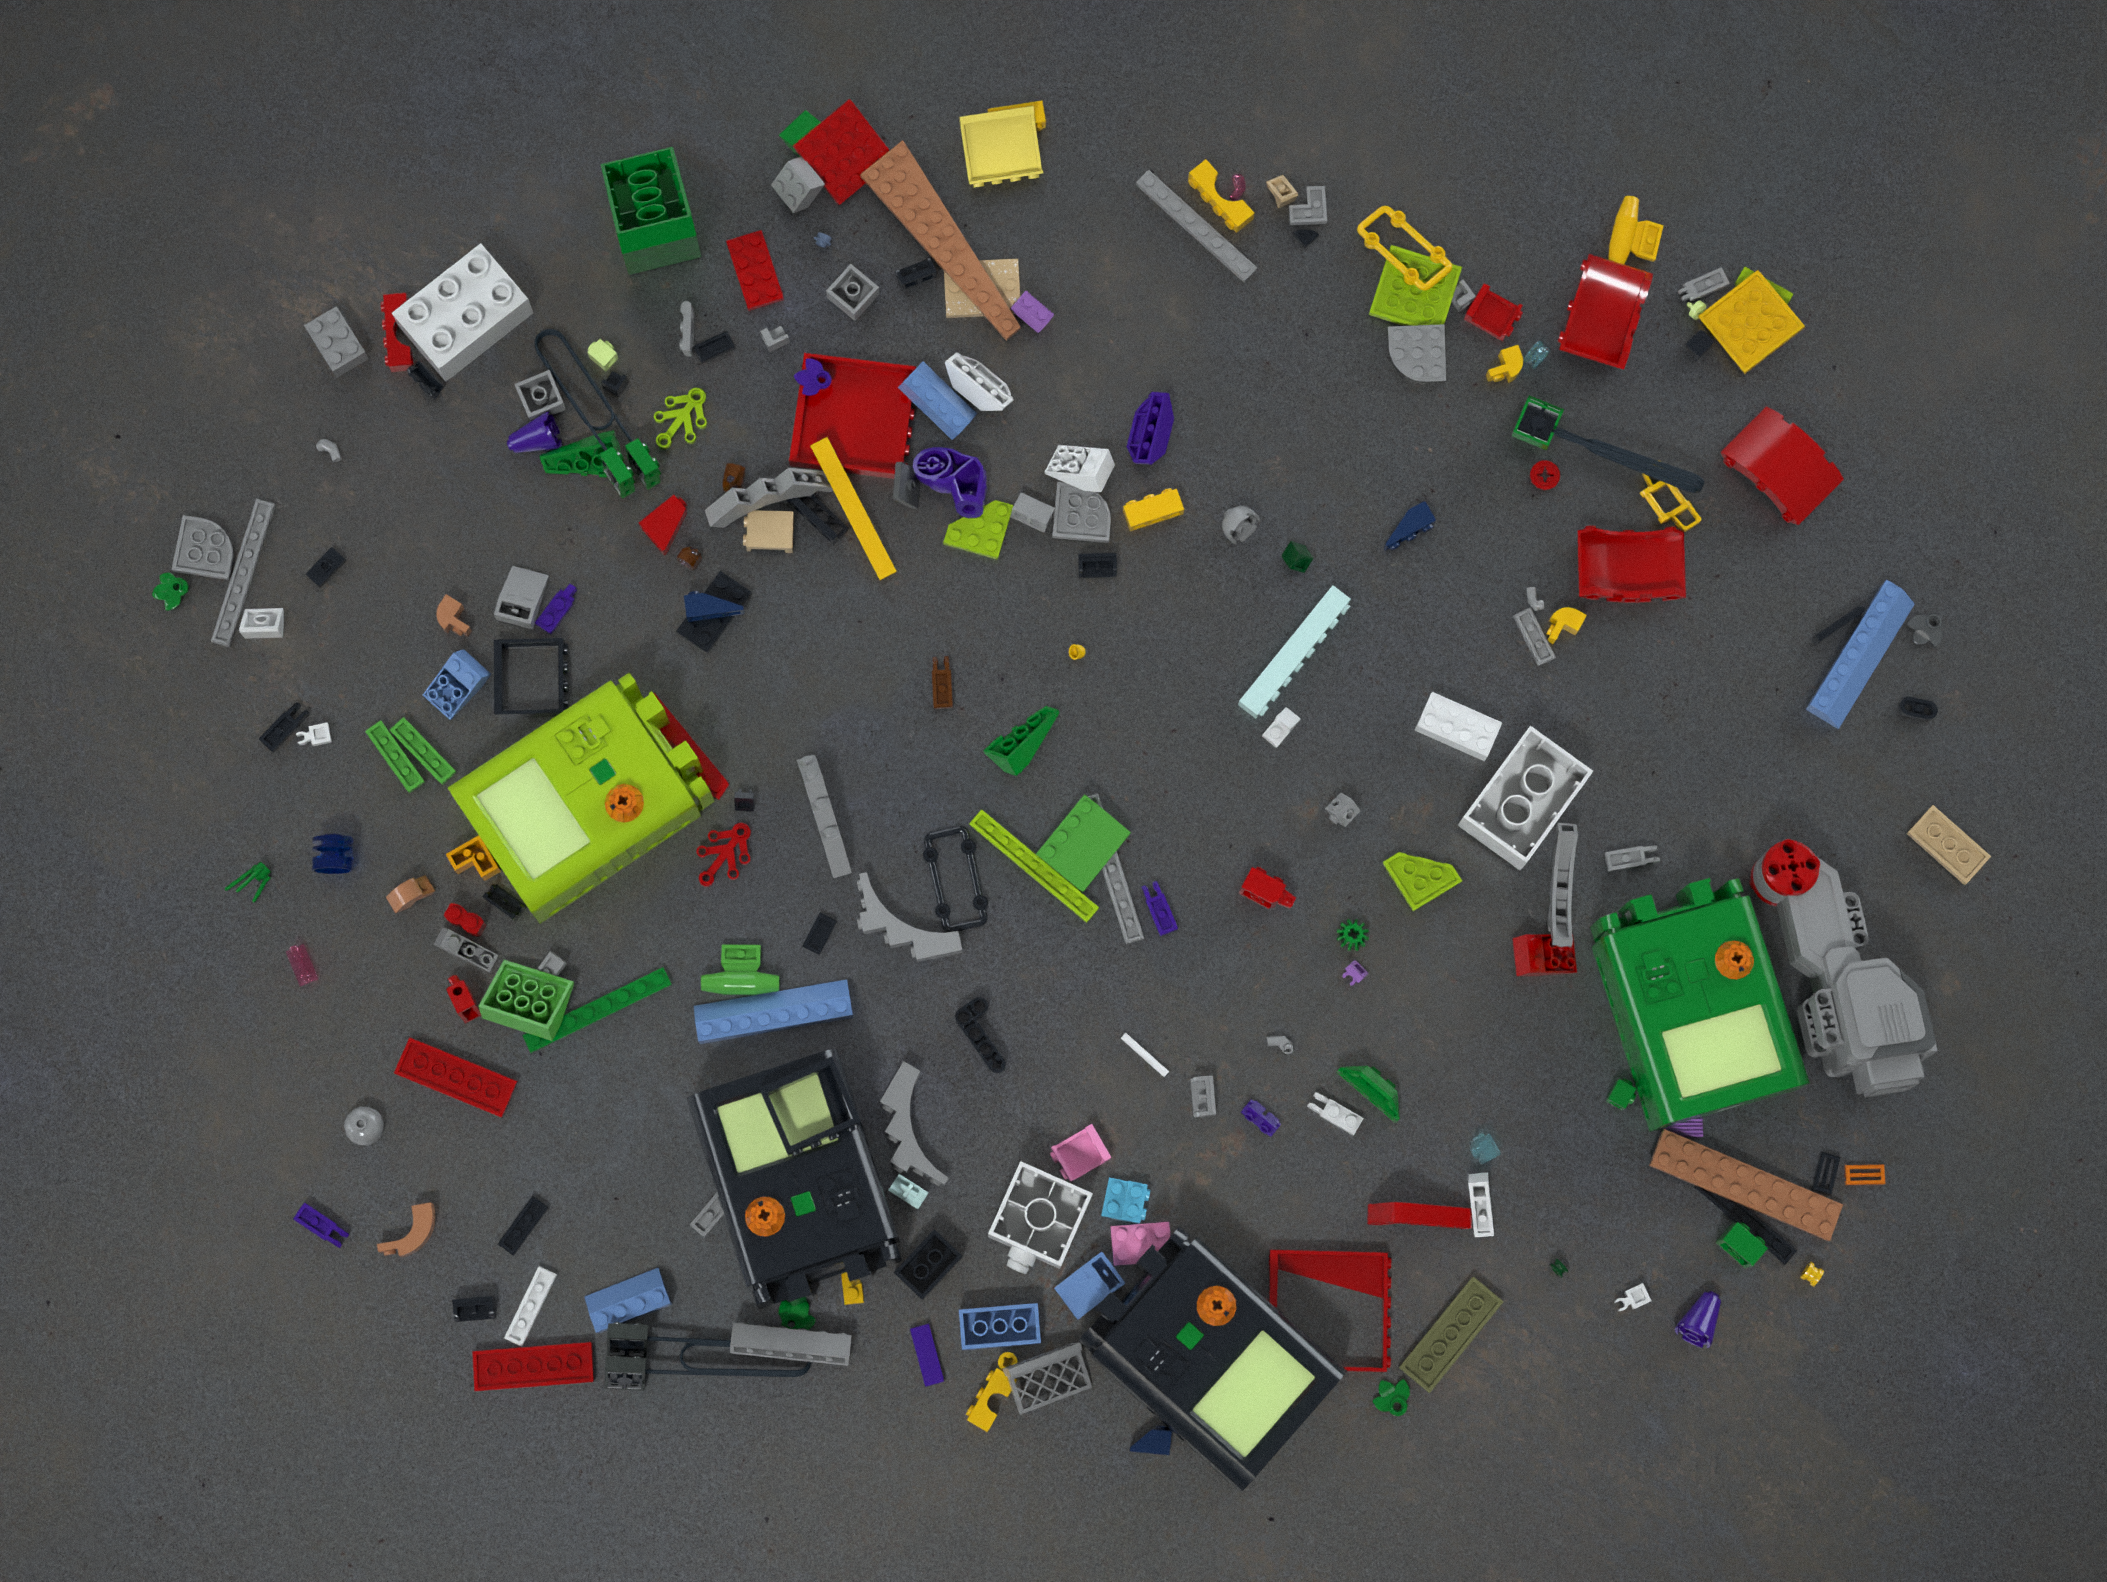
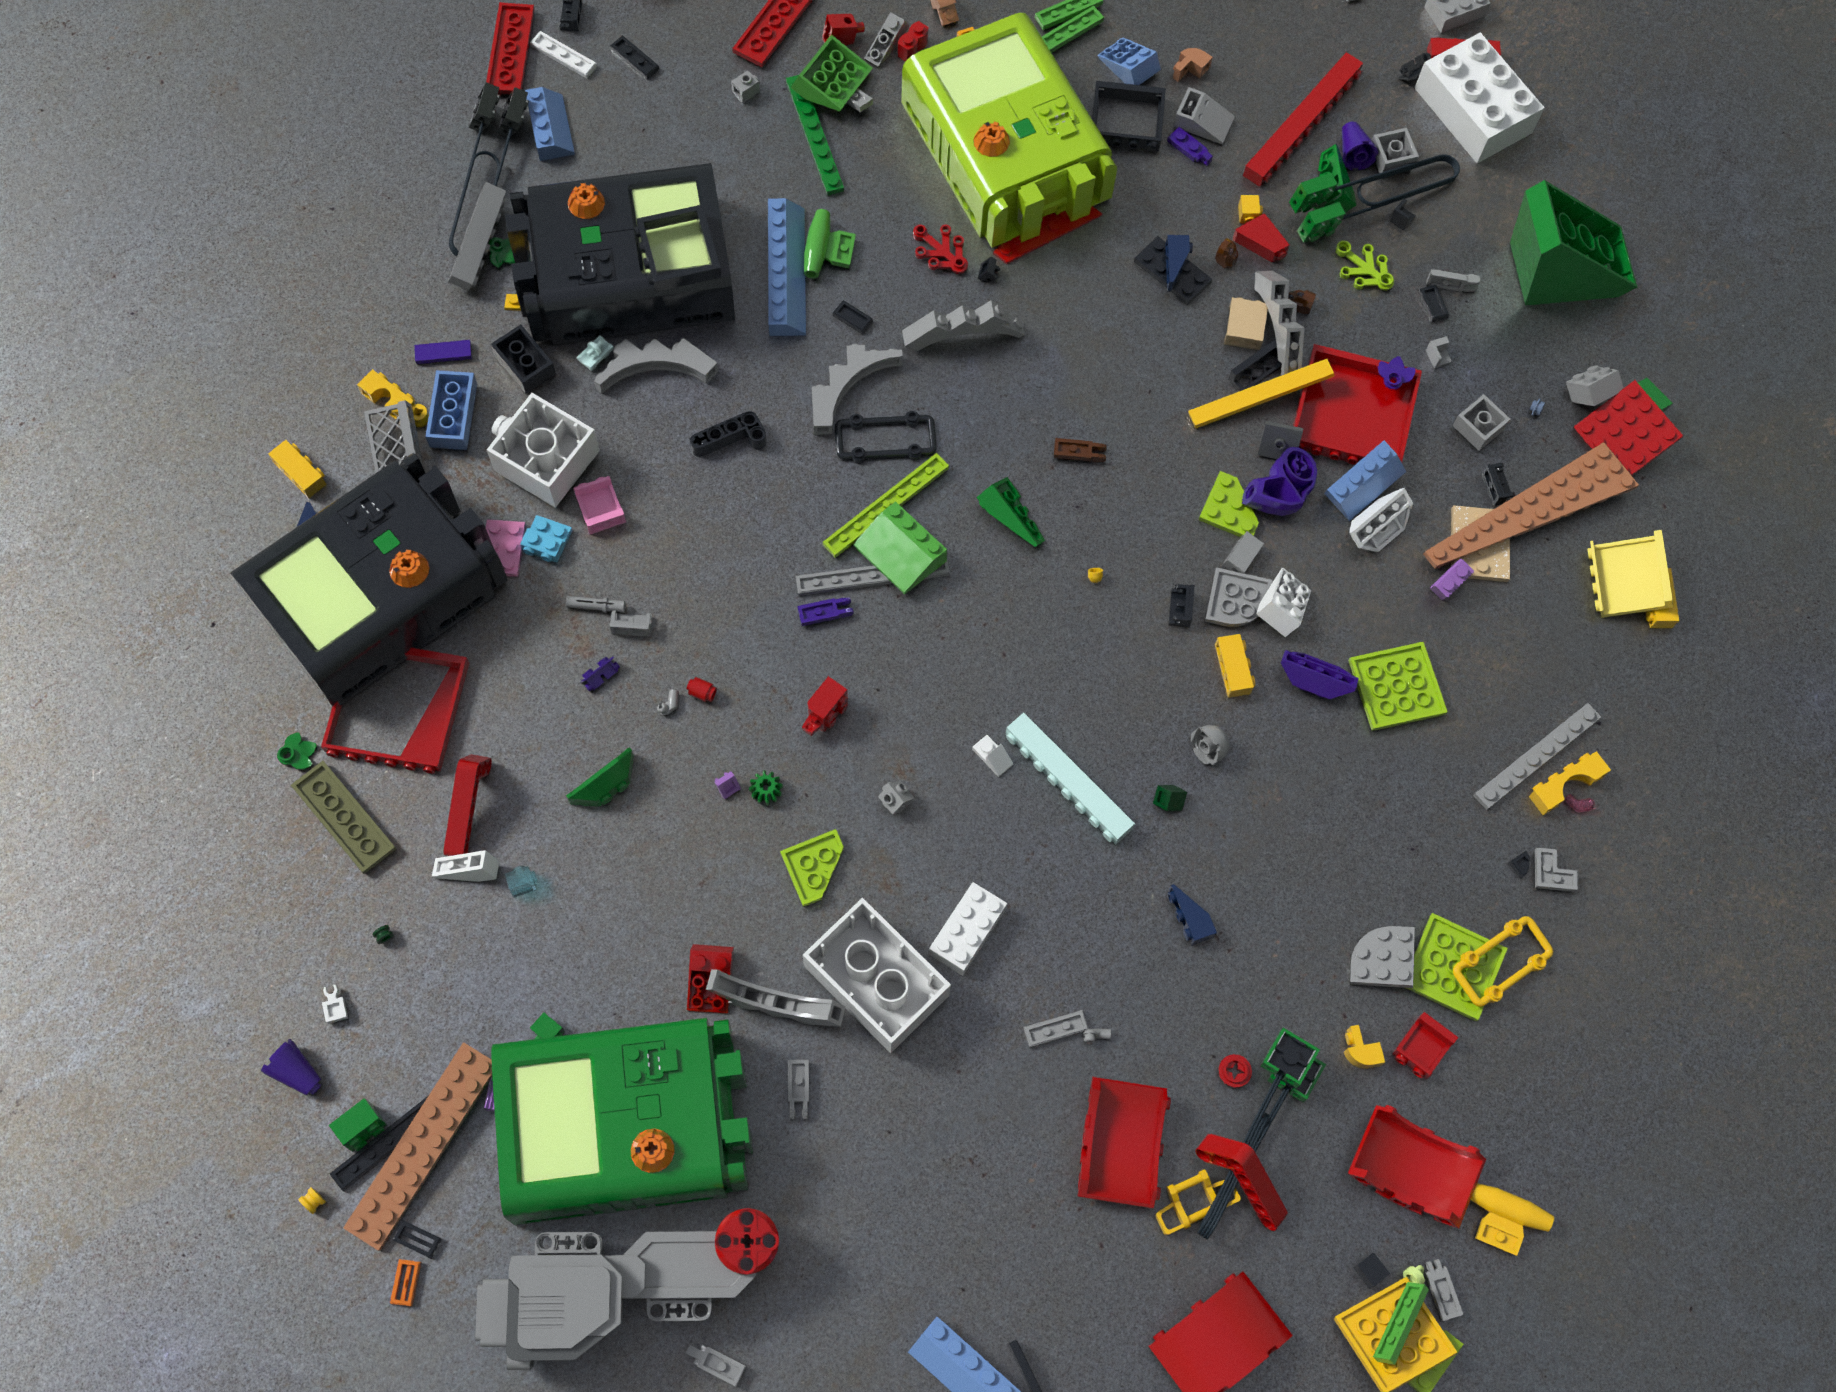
camera: 100 degrees right, 10 degrees down
(507, 493) = (1302, 120): none -> red brick
(548, 1093) = (745, 86): none -> light grey brick
(602, 354) = (1431, 209): yellowish green brick -> none
(631, 539) = (1249, 208): none -> yellow brick
(755, 270) = (1509, 346): red plate -> none
(1089, 1285) = (474, 492): medium blue slope -> none
(1089, 1473) = (298, 468): none -> yellow brick
(1144, 1054) = (683, 578): white bar -> none
(1148, 356) = (1397, 686): none -> lime plate
(1189, 1156) = (596, 604): none -> light grey pin
(1263, 1014) = (701, 689): none -> red brick
(1282, 190) = (1572, 843): tan slope -> none
(1337, 1114) = (588, 745): white hinge -> none
(1462, 296) = (1444, 1015): light grey panel -> none
(1536, 354) = (1372, 1083): clear light blue wheel -> none
(1566, 619) = (1070, 1062): yellow brick -> none
(1643, 454) = (1250, 1175): none -> red beam
(1743, 316) = (1401, 1323): none -> bright green plate
(1881, 888) = (717, 1364): none -> light grey hinge

